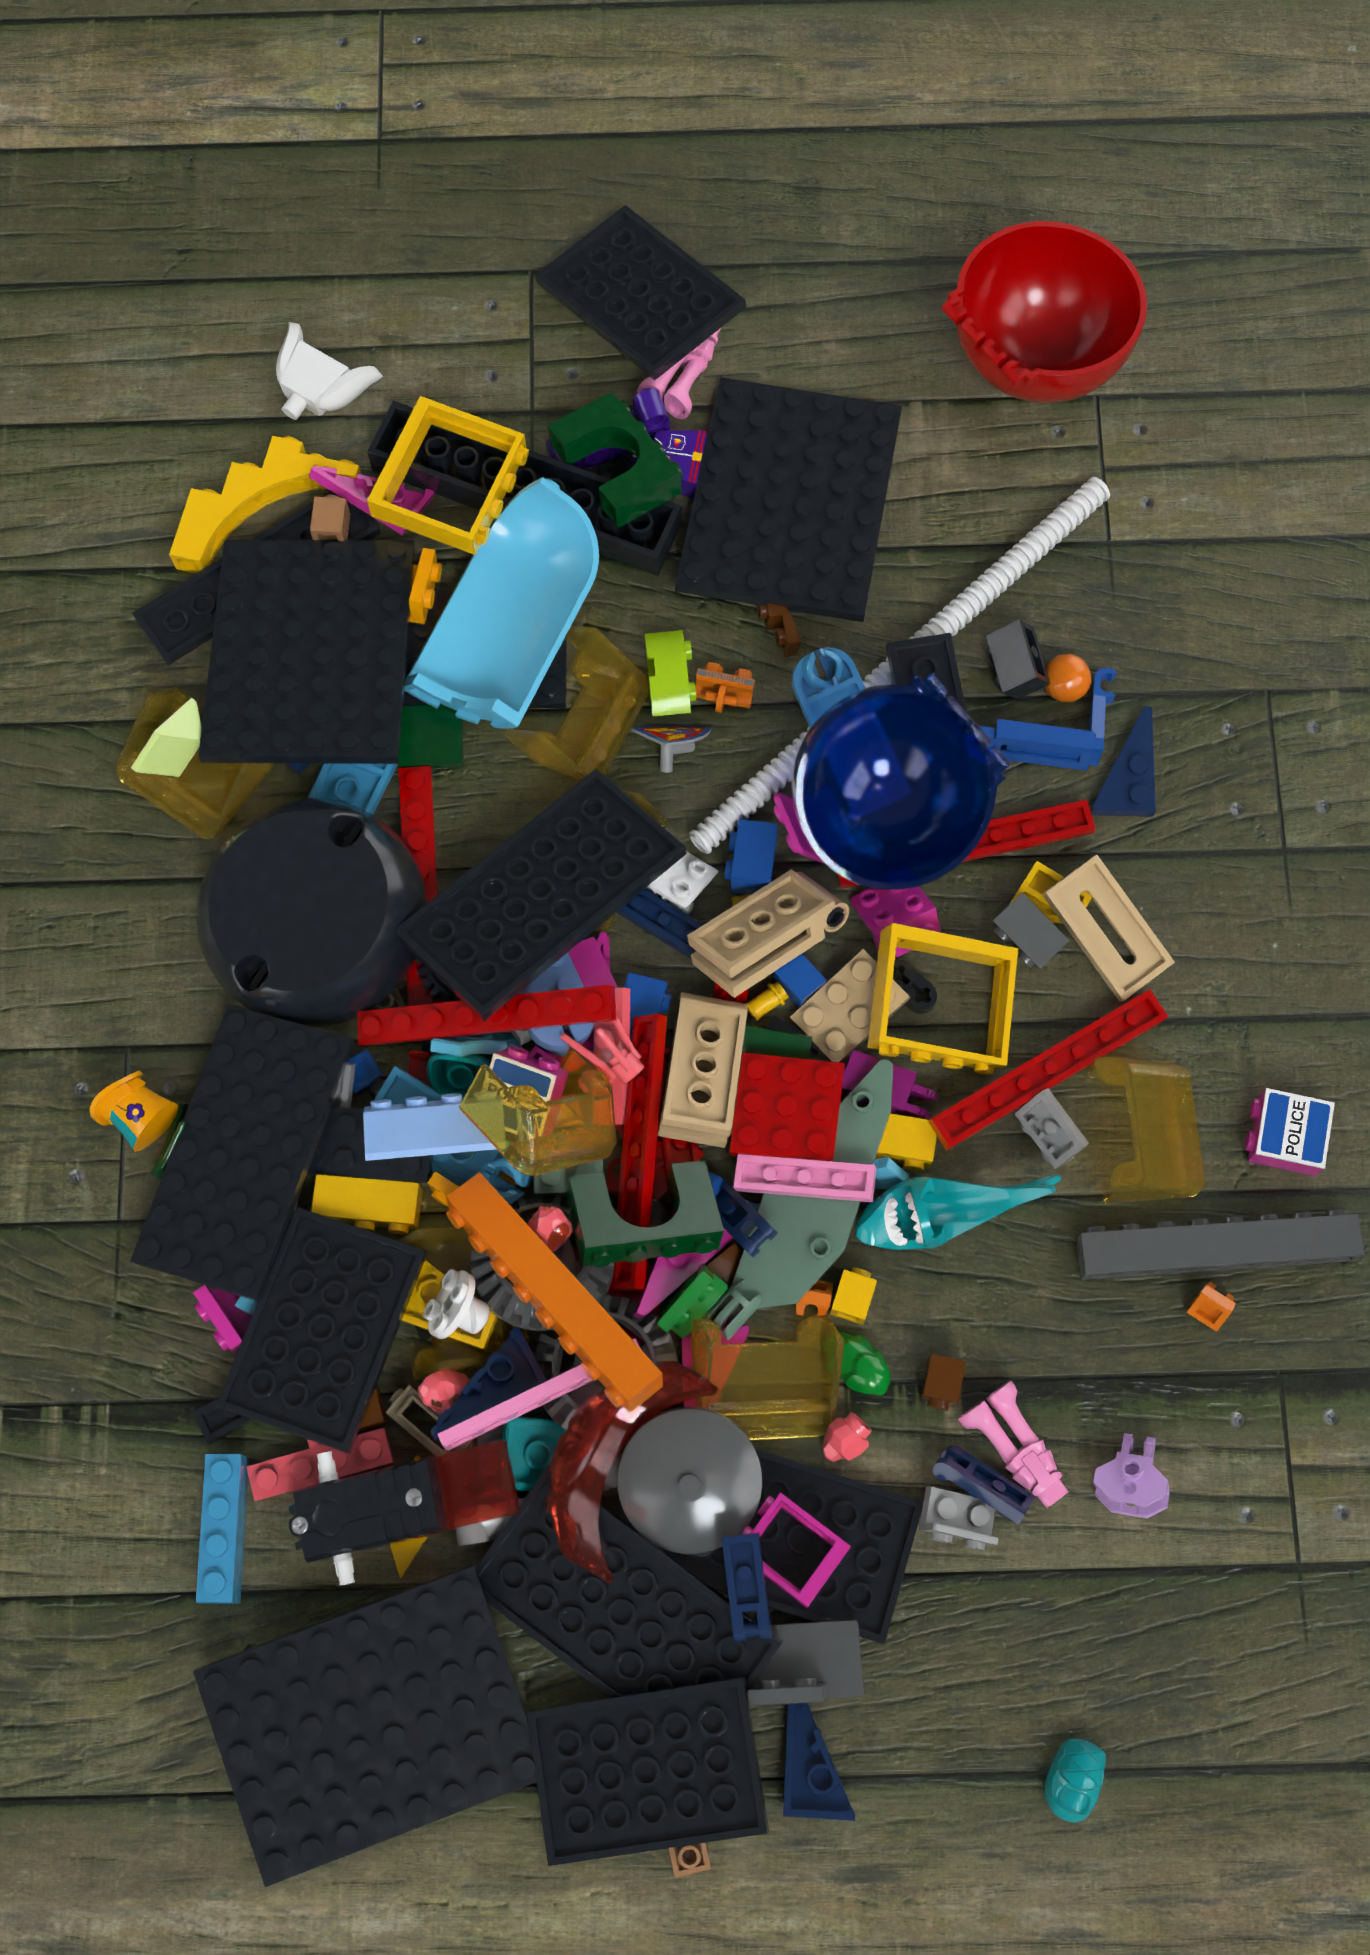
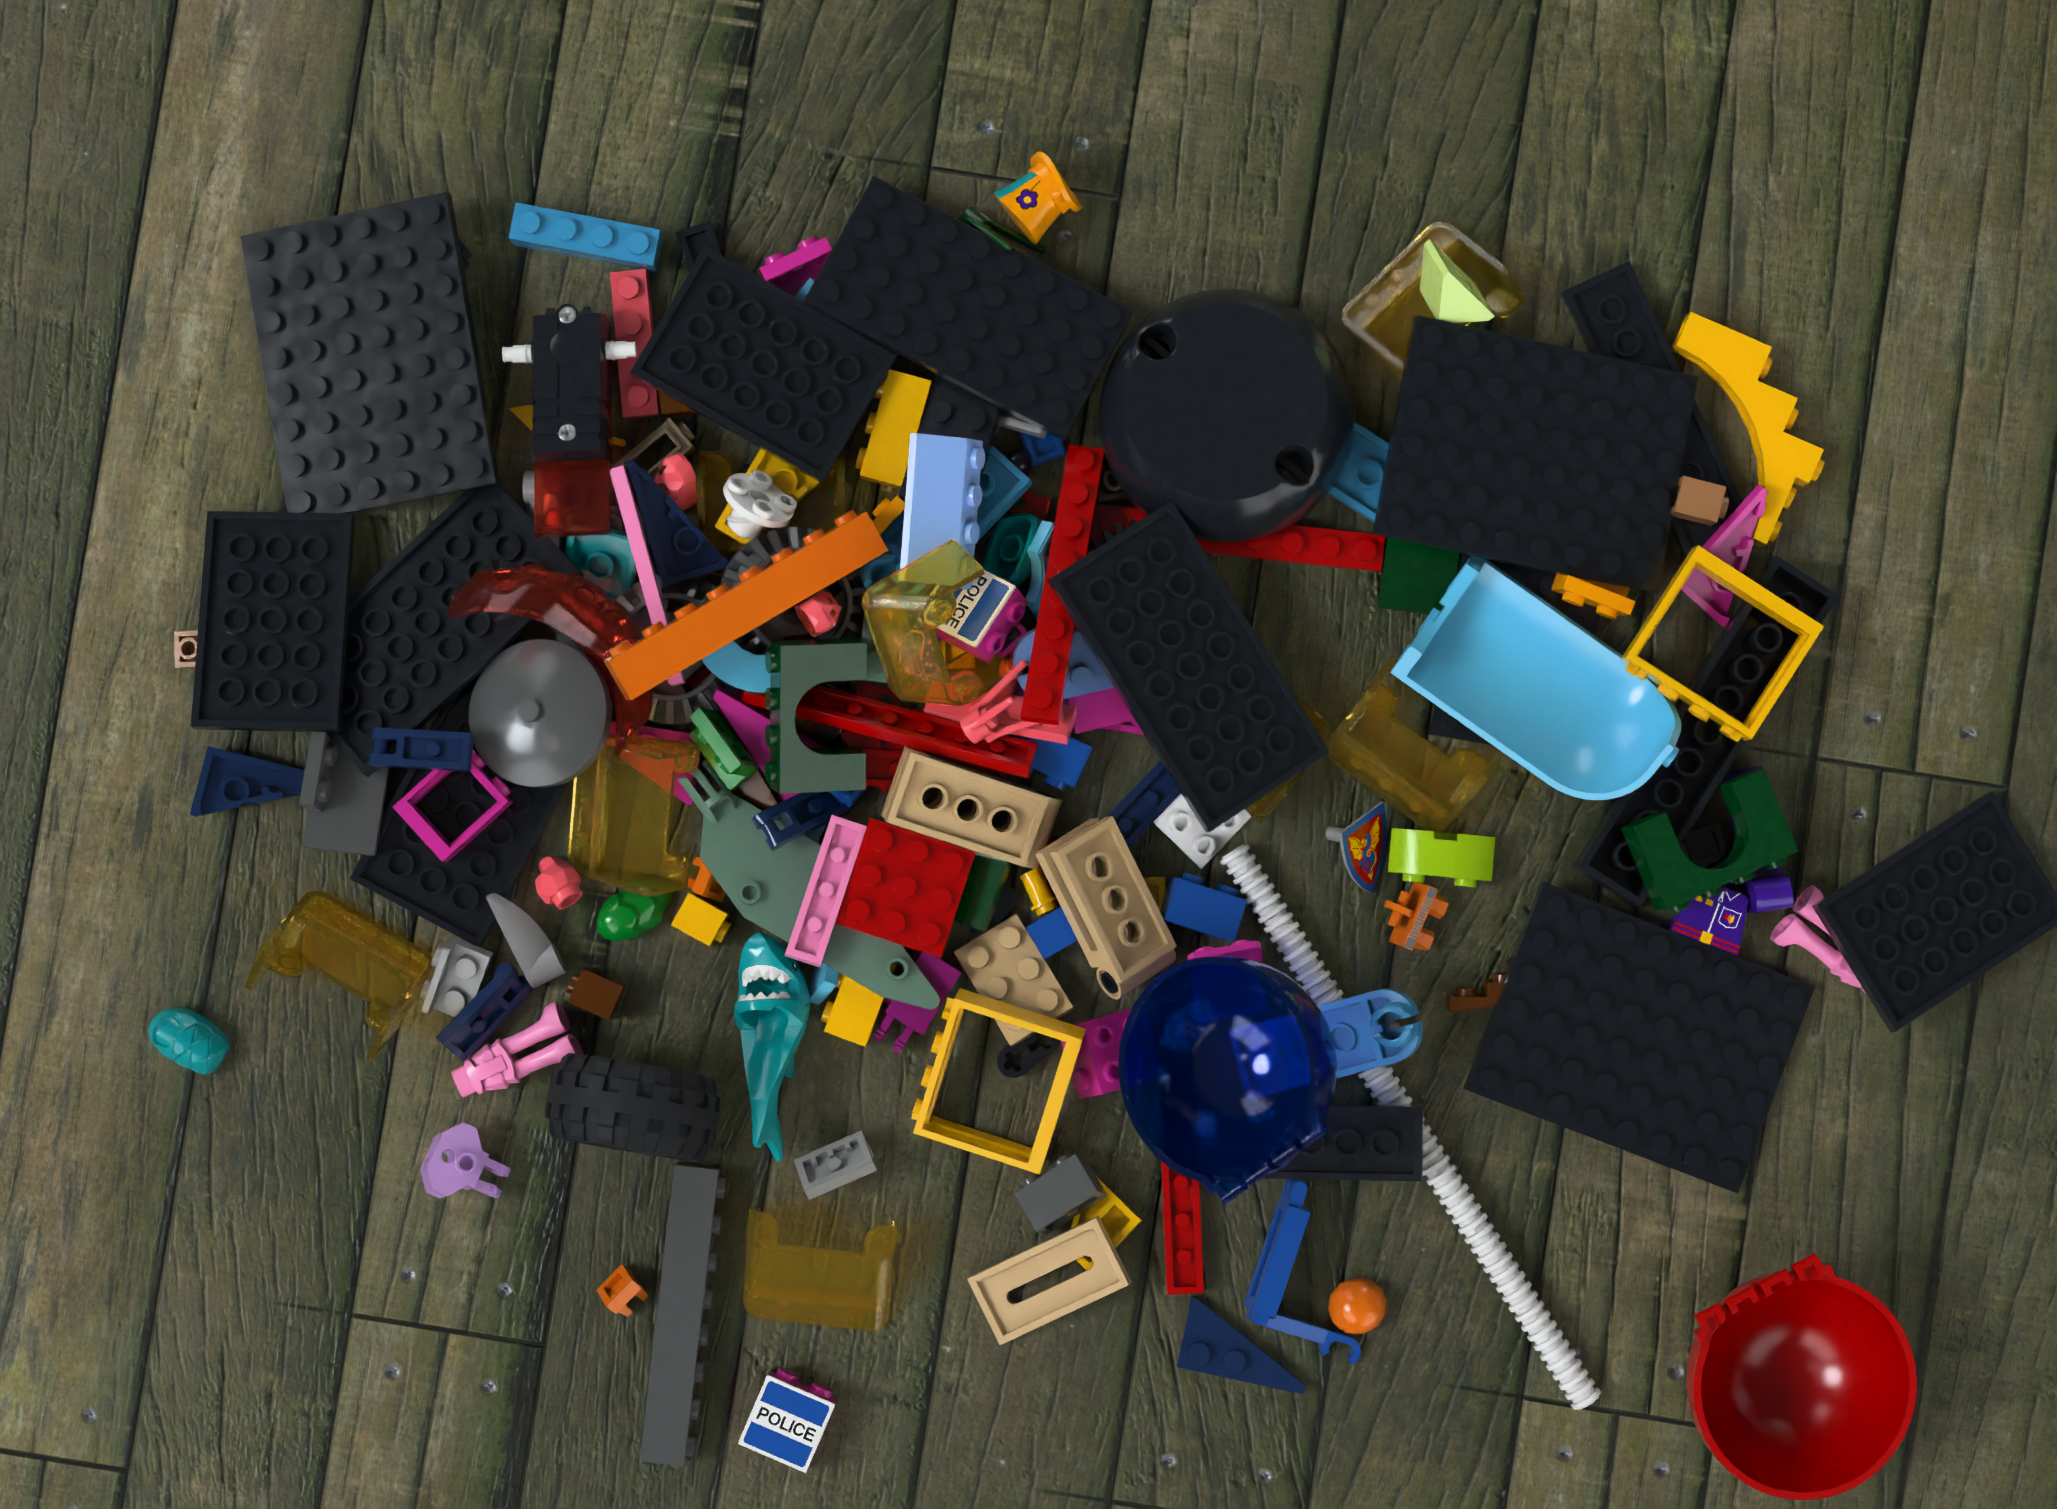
camera: 100 degrees right, 15 degrees up
(315, 379) = (1897, 508): white torso -> none
(614, 1288) = (739, 668): none -> medium azure tile
(908, 1454) = (528, 942): none -> light grey piece
(957, 1625) = (352, 954): none -> clear yellow windscreen
(1017, 659) = (1384, 1254): black brick -> none
(1046, 1312) = (632, 1107): none -> black tyre
(1047, 1069) = (901, 1178): red plate -> none

